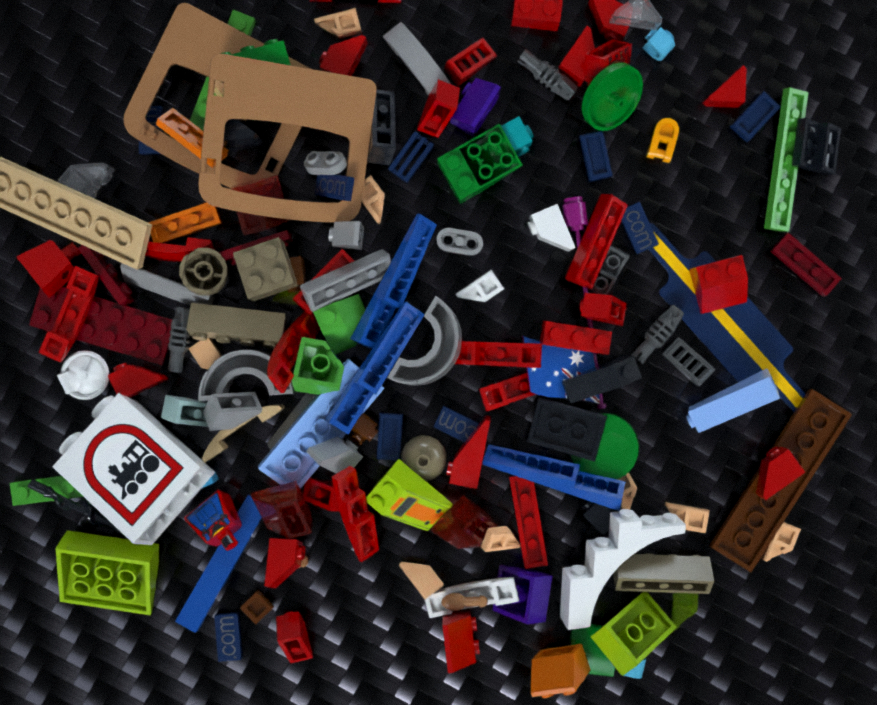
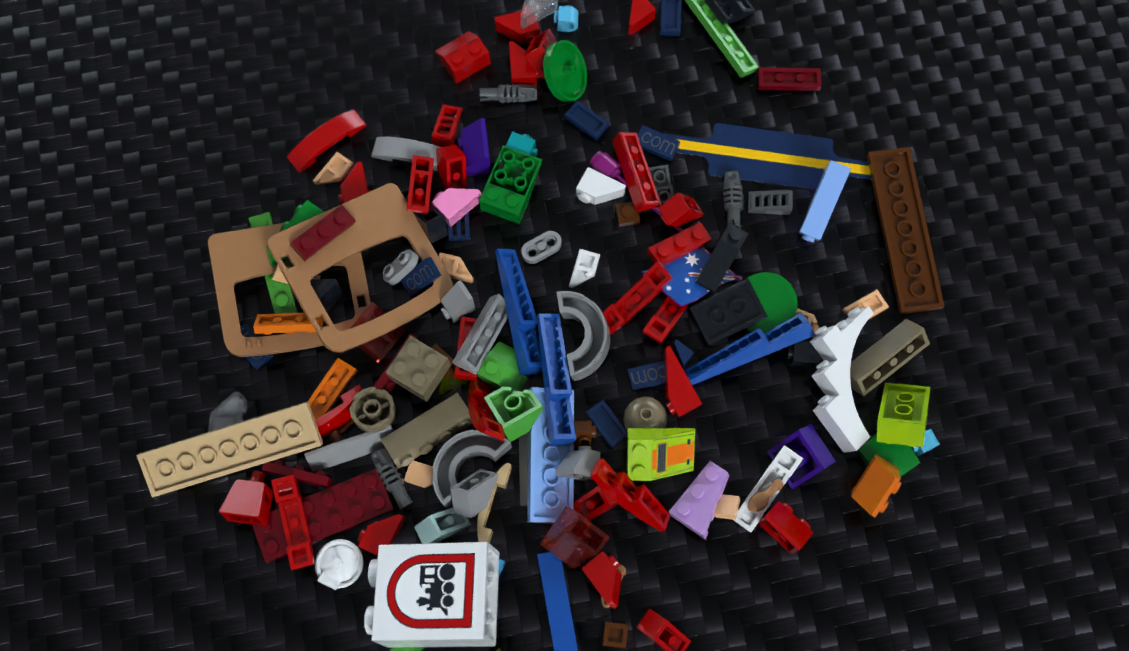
camera: 40 degrees left, 15 degrees down
(162, 268) = (337, 435): none -> reddish brown hand
(216, 520) = (529, 591): torso -> none
(271, 84) = (322, 233): none -> dark red plate
(397, 102) = (420, 184): none -> red slope
(411, 560) = (699, 501): none -> lavender wing
(415, 143) = (456, 203): none -> bright pink slope
(464, 524) = (718, 436): clear red slope -> none
(499, 432) = (682, 353): none -> dark blue slope
(499, 539) = (750, 427): light nougat tile -> none
(528, 522) = (759, 401): red plate -> none
(557, 271) = (626, 214): none -> reddish brown plate
(666, 132) = (621, 68): light orange plate -> none
(683, 606) = (921, 369): clear neon green tile -> none
(720, 284) = (744, 134): red slope -> none
(777, 471) = (896, 221): red slope -> none
(782, 542) = (945, 269): light nougat tile -> none

